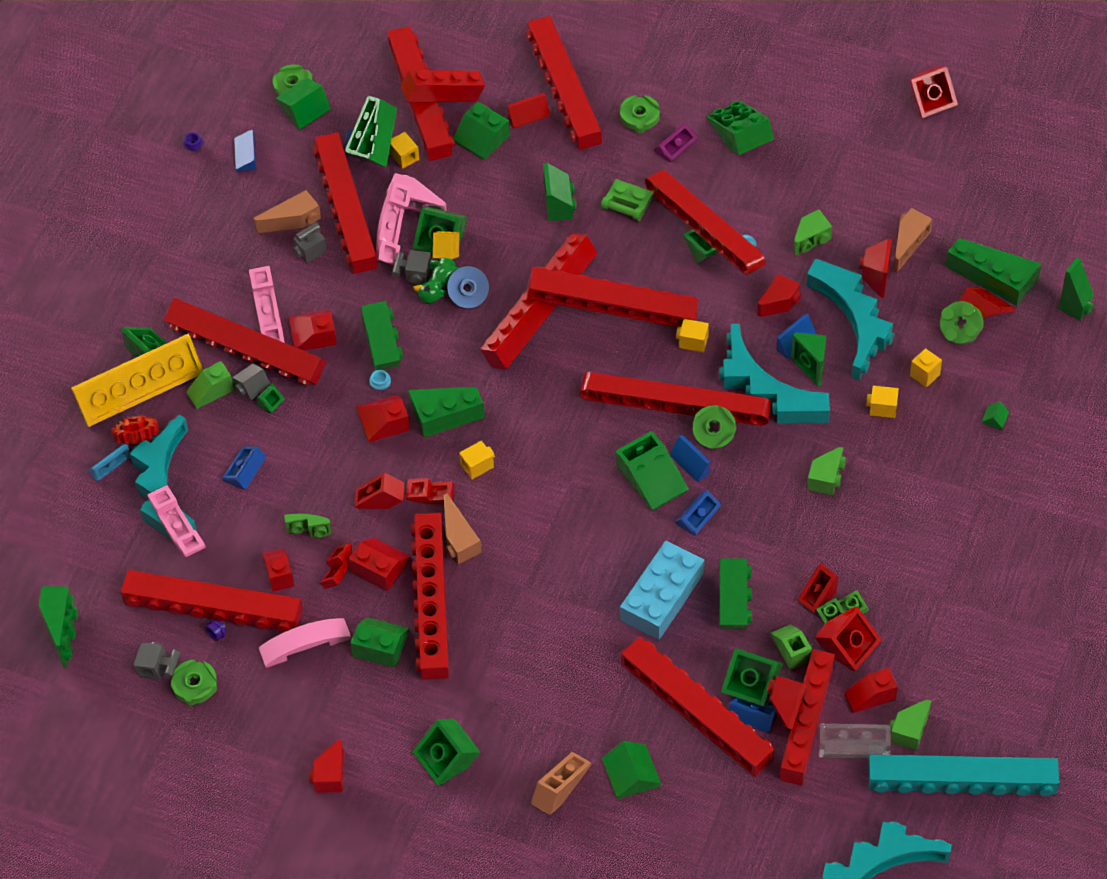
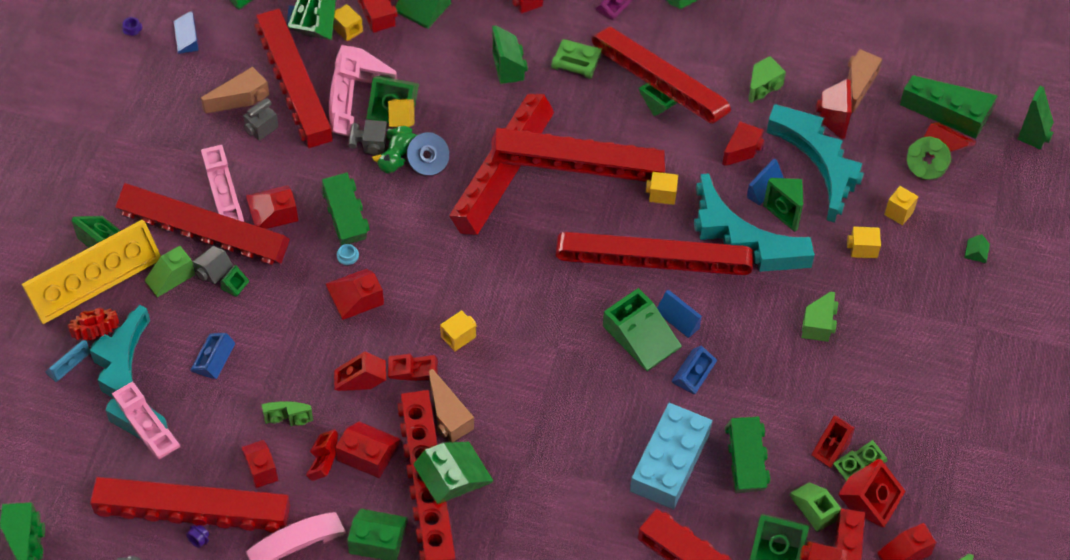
camera: 10 degrees left, 0 degrees up
(445, 408) = (419, 279): green wedge -> none
(453, 587) = (451, 470): none -> green slope
(726, 429) = (698, 292): bright green plate -> none

